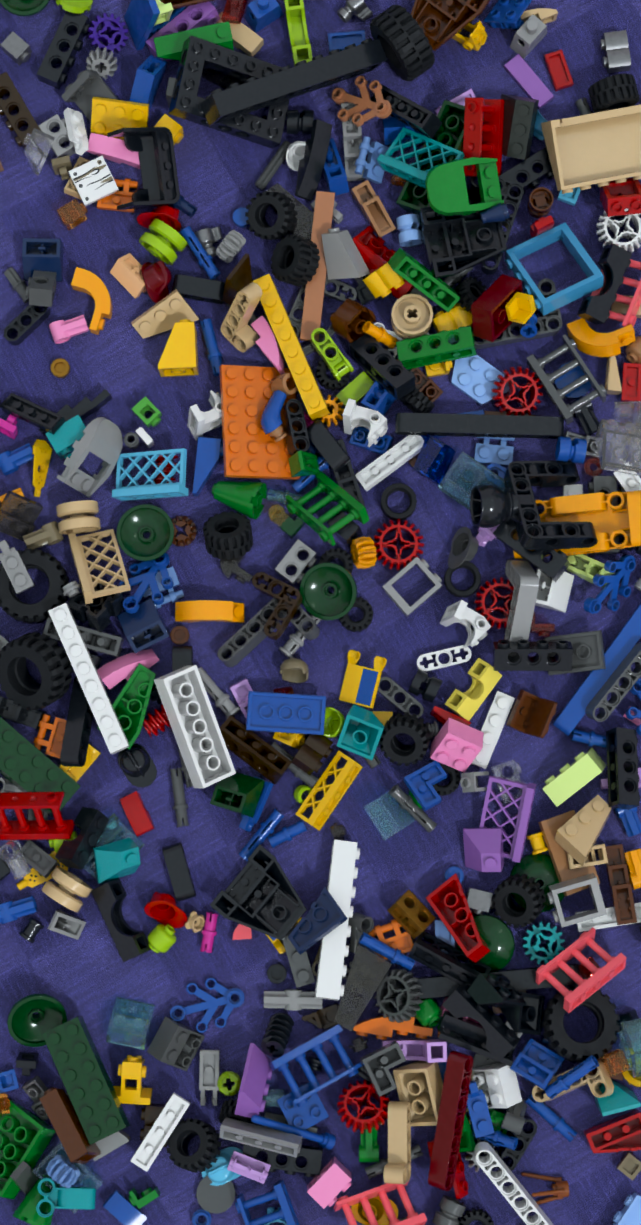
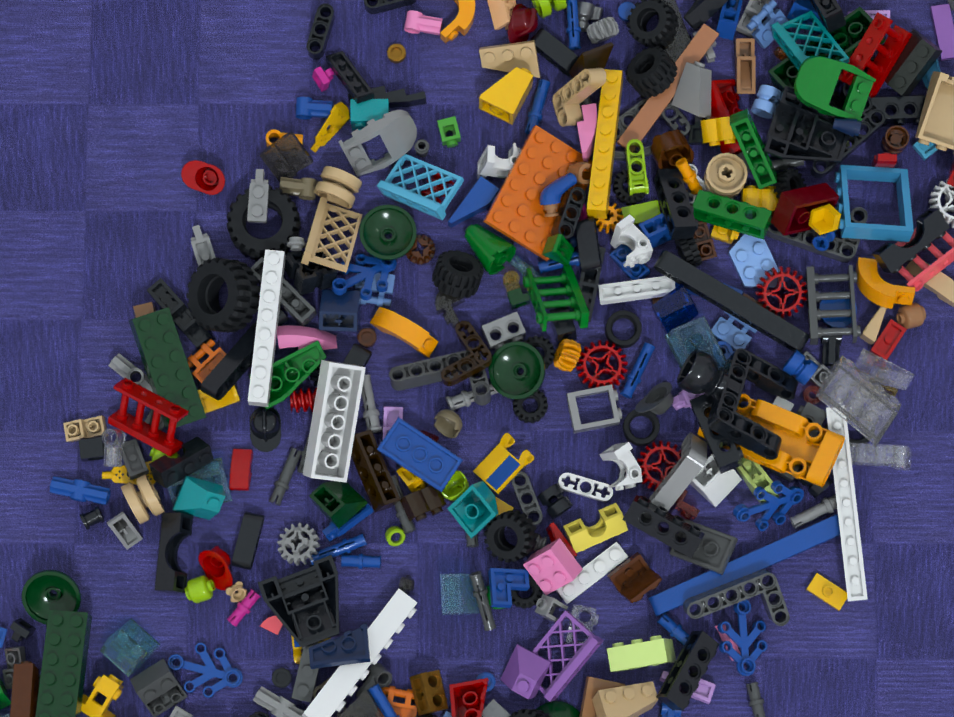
camera: 25 degrees right, 5 degrees down
(145, 437) = (435, 151): white tile -> none
(217, 852) = (294, 537): none -> light grey gear
(335, 790) = (421, 547): yellow fence -> none
(431, 531) = (629, 389): none -> blue pin
(537, 843) = (575, 694): yellow bush -> none

